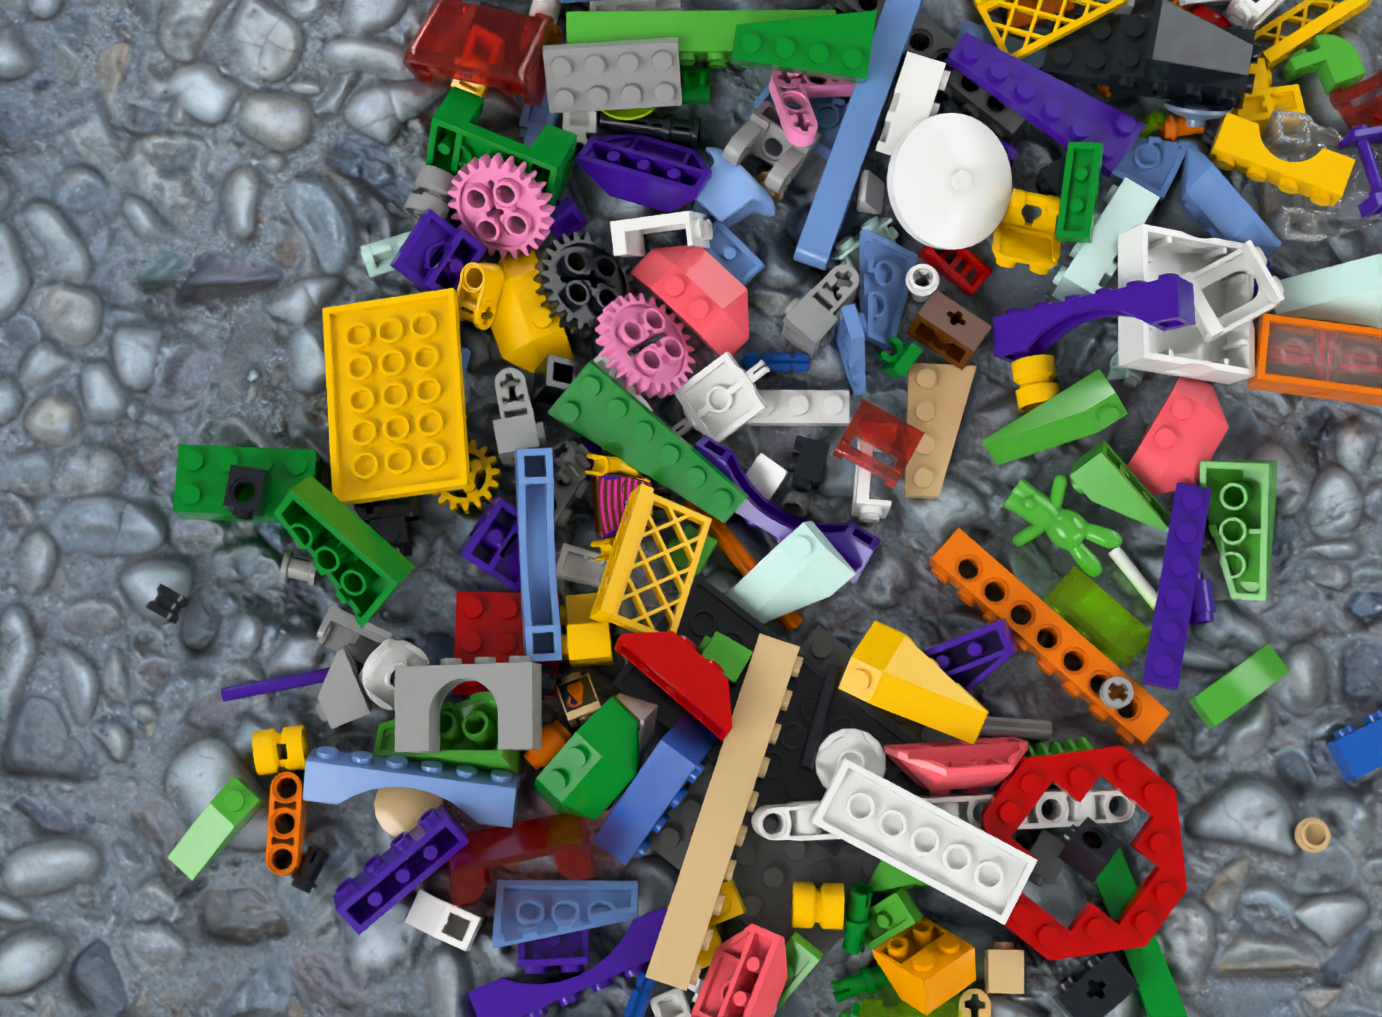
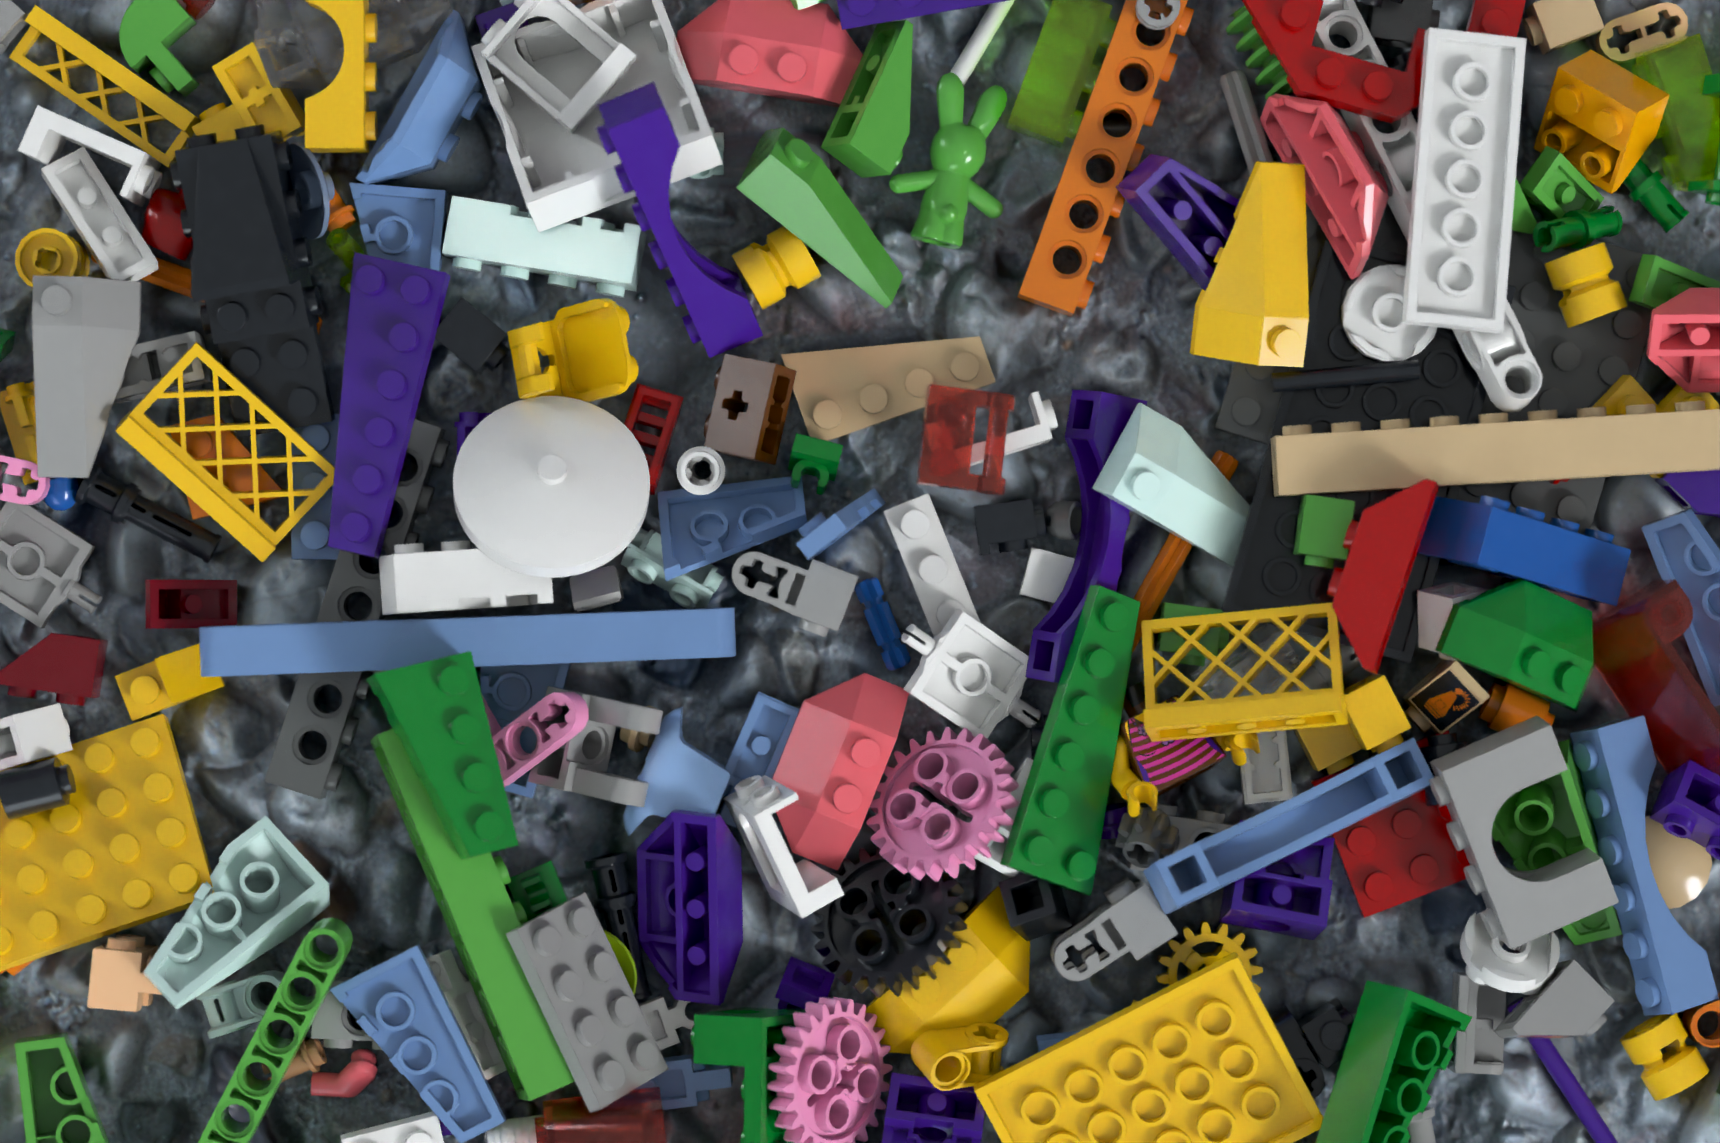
camera: 110 degrees left, 10 degrees up
(1079, 192) = (498, 305): green plate -> none

